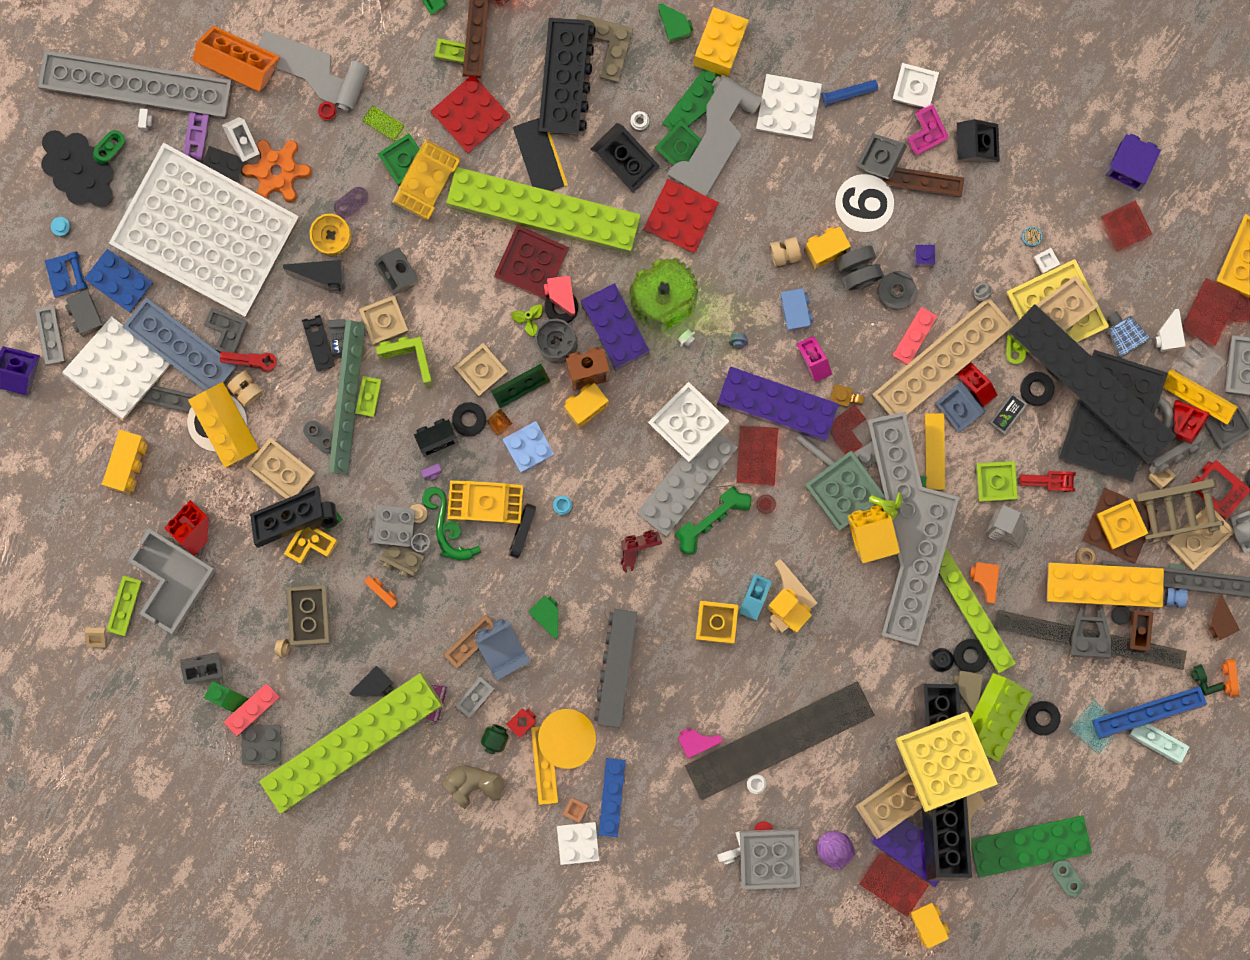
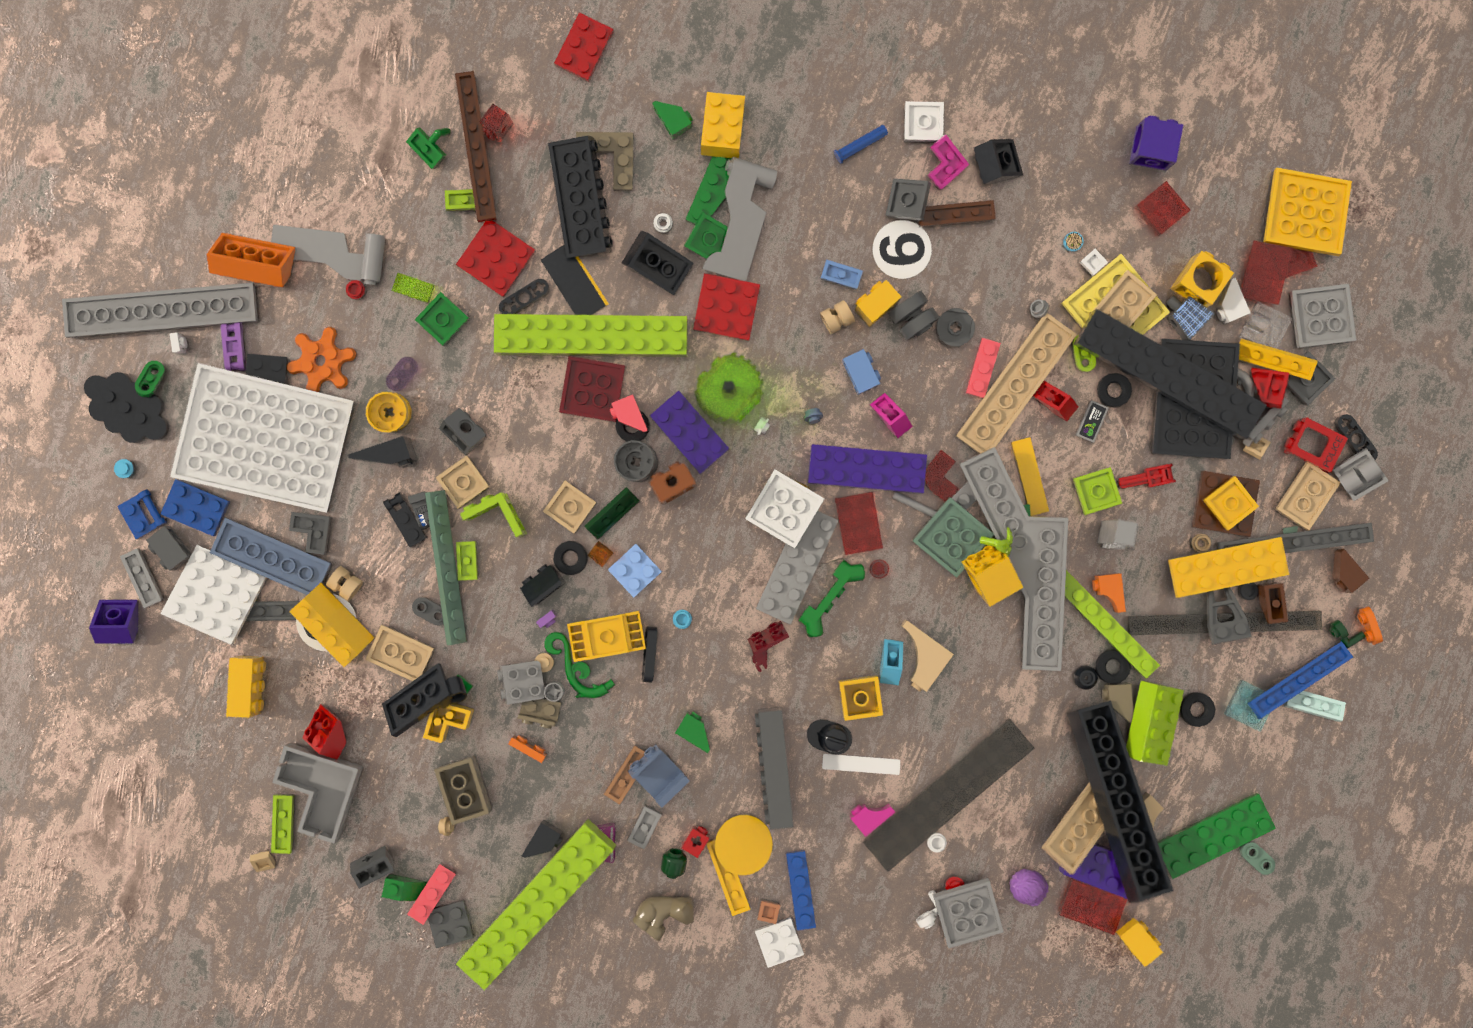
camera: 10 degrees left, 5 degrees up
(241, 138) = (277, 338): white slope -> none
(250, 360) = (340, 555): red connector -> none
(425, 179) = (468, 333): yellow plate -> none
(499, 149) = (533, 285): none -> black beam
(534, 313) = (595, 445): lime plant -> none
(586, 405) = (680, 517): yellow brick -> none
(677, 655) = (829, 736): none -> black piece
(701, 690) = (861, 764): none -> white sticker
(788, 107) = (805, 172): white plate -> none
(789, 611) = (929, 671): yellow brick -> none
(799, 212) = (841, 274): none -> medium blue plate
(843, 396) = (927, 444): pearl gold plate -> none
(924, 256) = (974, 287): dark purple brick -> none
(946, 761) = (1121, 784): light yellow plate -> none
(960, 407) = (1045, 427): sand blue bracket -> none
(1150, 284) = (1218, 271): none -> yellow brick
(1176, 598) = (1300, 561): medium blue wheel -> none
(1187, 493) = (1287, 457): dark tan fence -> none

